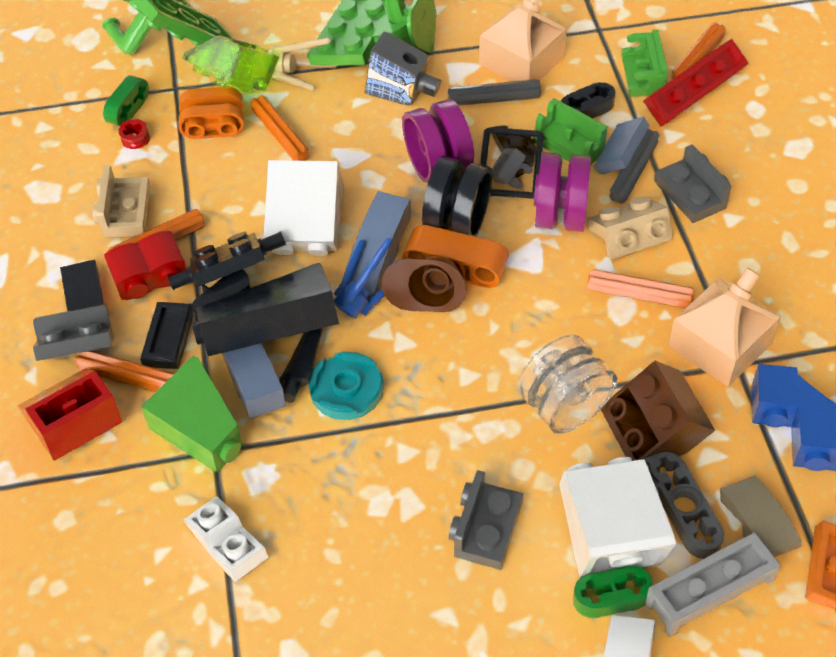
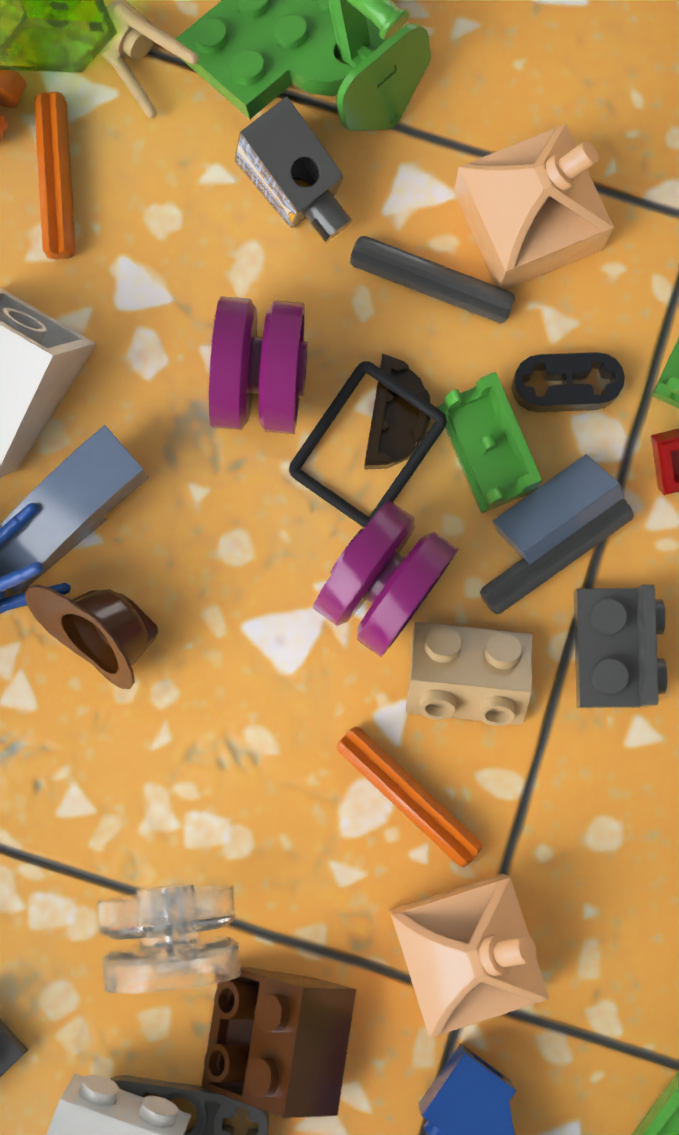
camera: 25 degrees right, 30 degrees up
(457, 196) = (218, 501): black wheel -> none
(478, 258) = (170, 591): orange beam -> none
(507, 165) = (346, 463): dark grey tile -> none

